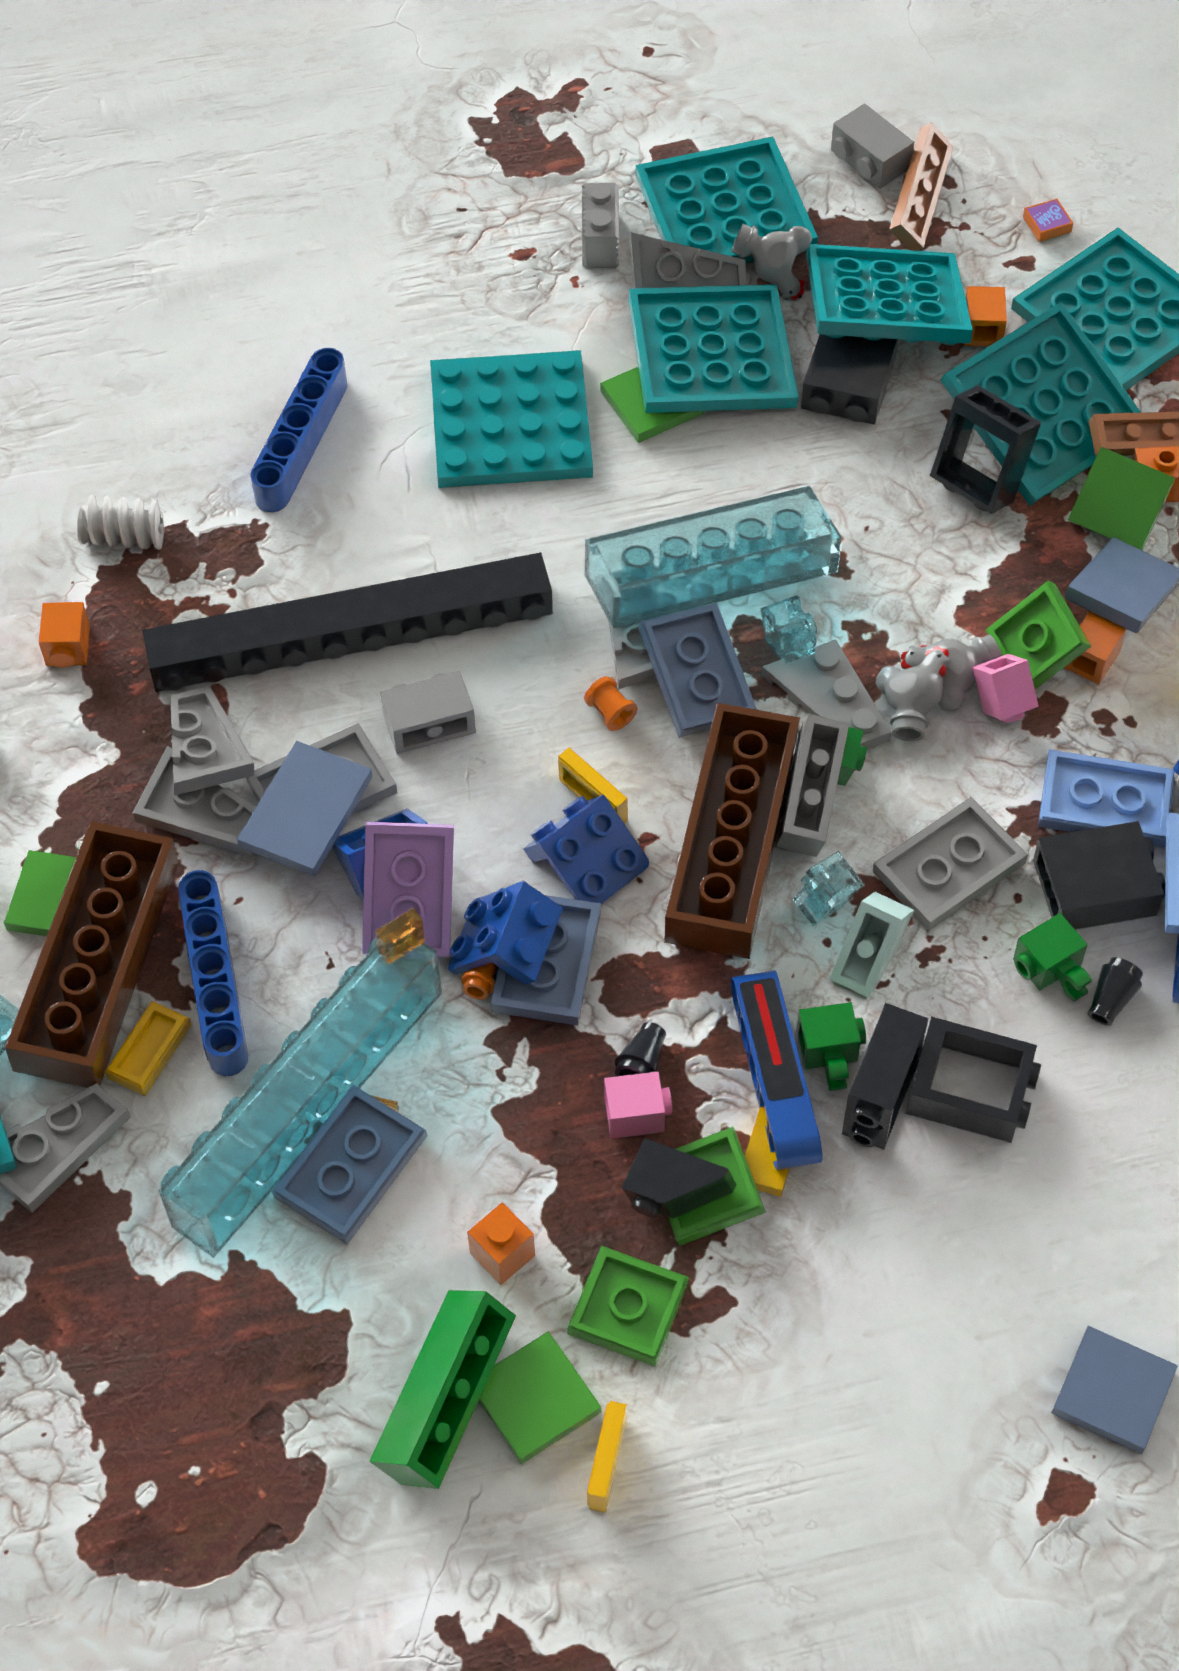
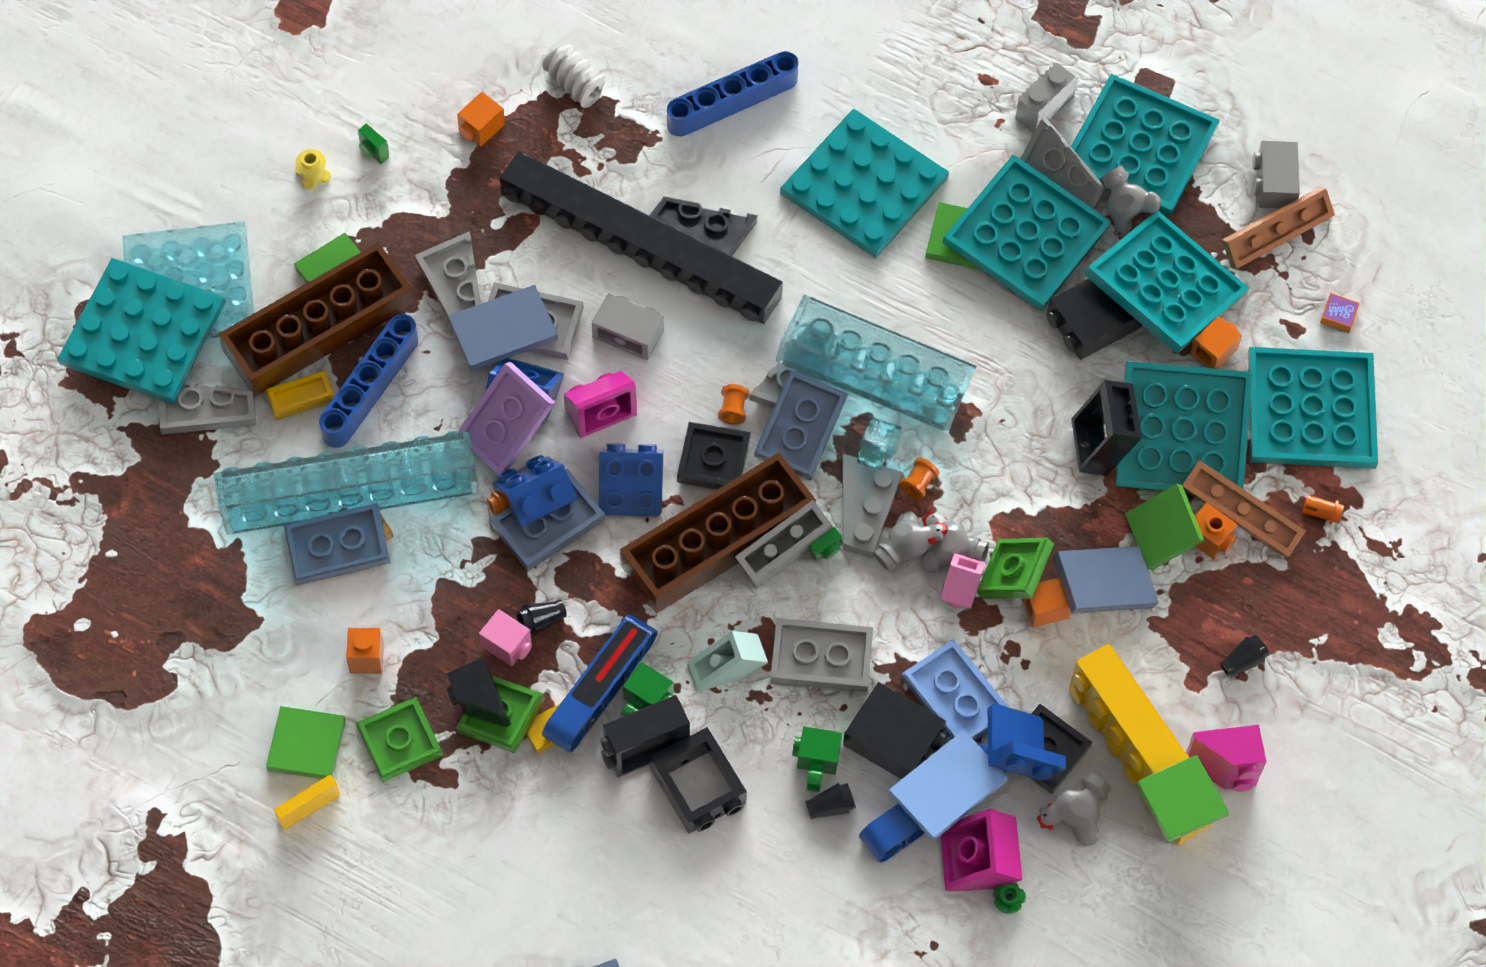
camera: 40 degrees right, 5 degrees up
(204, 743) = (488, 246): light grey wing -> none
(400, 936) = (458, 440): clear orange tile -> none
(411, 558) = (712, 227): none -> black wing
(443, 1389) = (261, 697): green brick -> none
(482, 798) = (601, 403): none -> dark pink slope
(587, 782) = (670, 446): yellow tile -> none
(645, 765) = (712, 455): none -> black plate
(827, 888) = (731, 609): clear light blue brick -> none
(857, 631) = (919, 478): none -> orange bush

